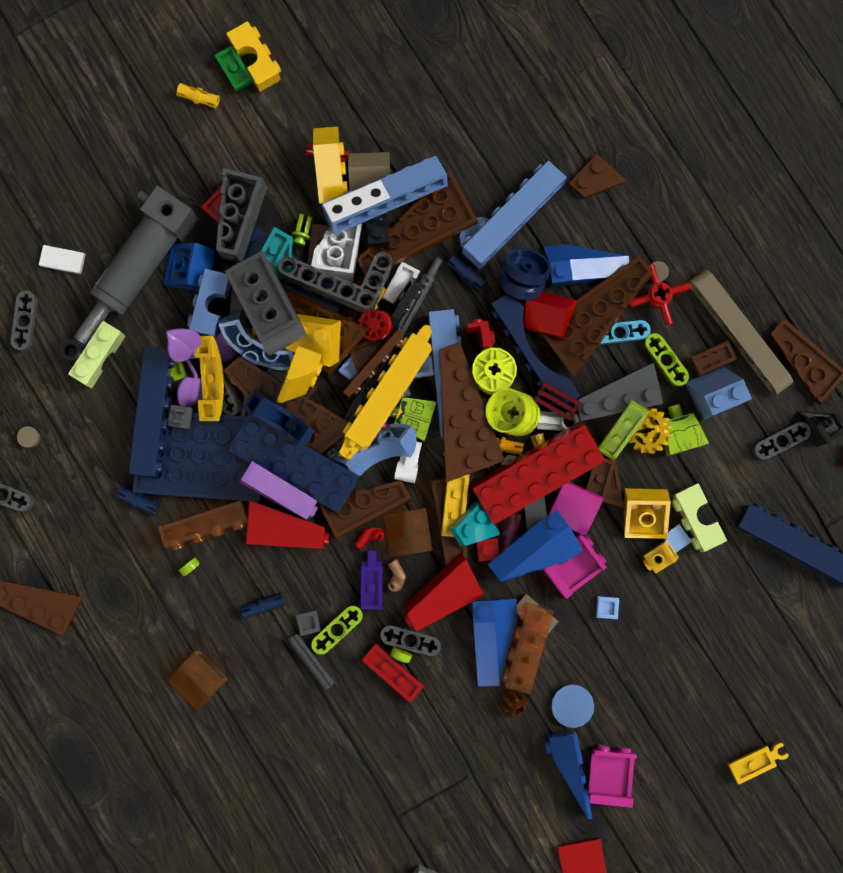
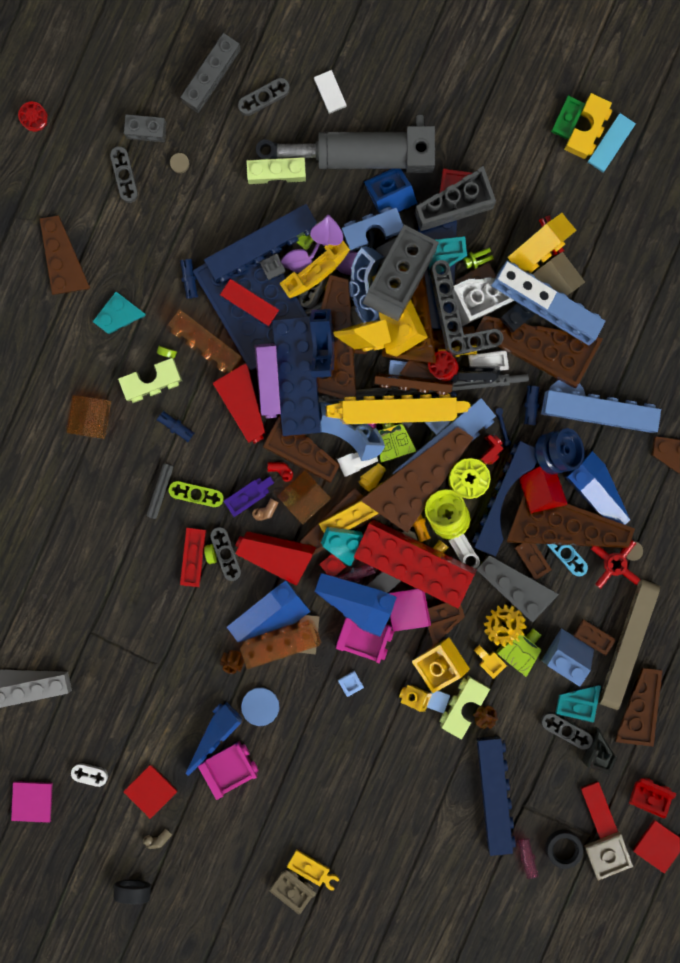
camera: 60 degrees right, 5 degrees up
(123, 588) = (117, 314): none -> teal wing
(197, 95) = (527, 105): yellow pin -> none
(197, 460) = (249, 302): none -> red tile
(202, 619) = (167, 376): none -> yellowish green arch
(282, 47) = (611, 142): none -> medium azure tile
(308, 623) = (186, 469): dark grey tile -> none
(432, 458) = (372, 477): none -> yellow cone
(452, 305) = (499, 411): none -> dark blue hinge
(542, 392) = (471, 526): dark red tile -> none
(605, 365) = (533, 559): none -> reddish brown plate
(623, 430) = (491, 606): lime tile -> none
(657, 359) = (578, 591): lime beam -> none
(674, 466) = (491, 663): none -> yellow plate
(720, 505) = (485, 717): none -> reddish brown gear
(764, 794) = (292, 891): none -> dark tan bracket
(765, 412) = (579, 704): none -> teal wing

